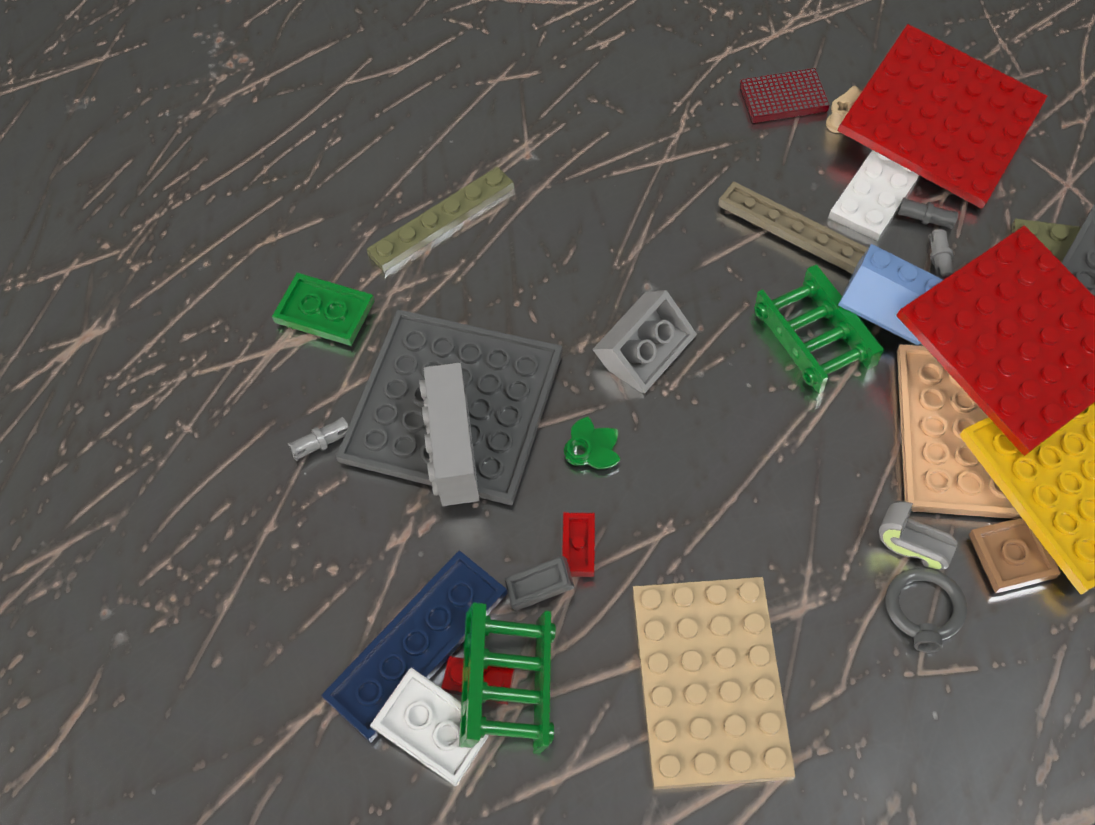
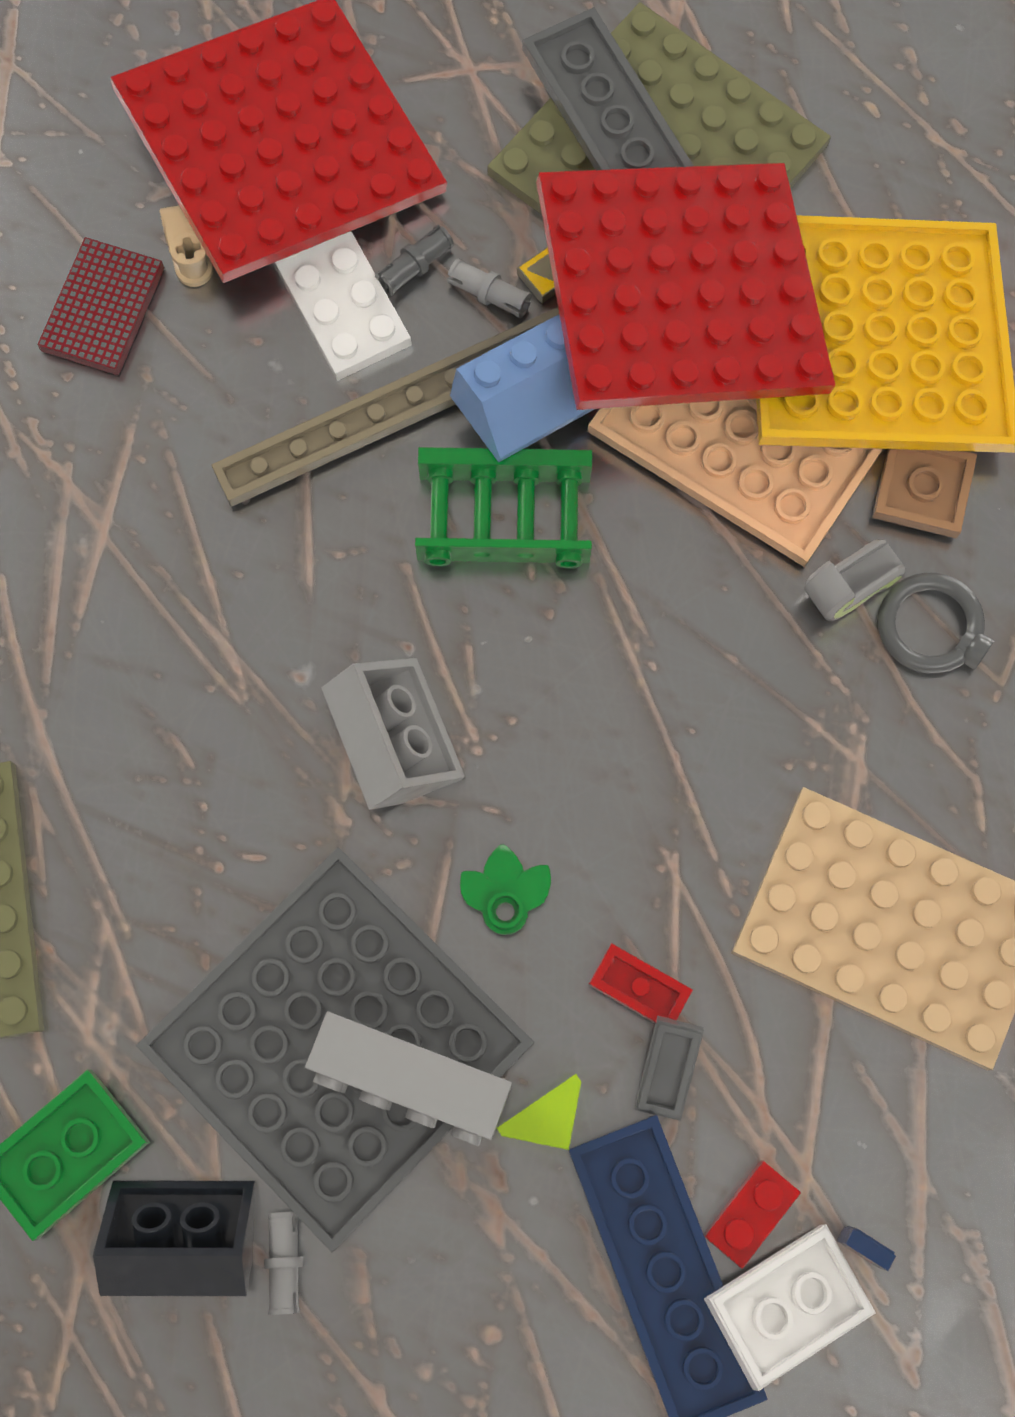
camera: 65 degrees left, 15 degrees up
(305, 381) = (176, 1239): none -> black slope
(474, 531) = (548, 1119): none -> lime slope
(475, 691) = (741, 1203): green fence -> none
(493, 757) = (866, 1247): none -> dark blue tile

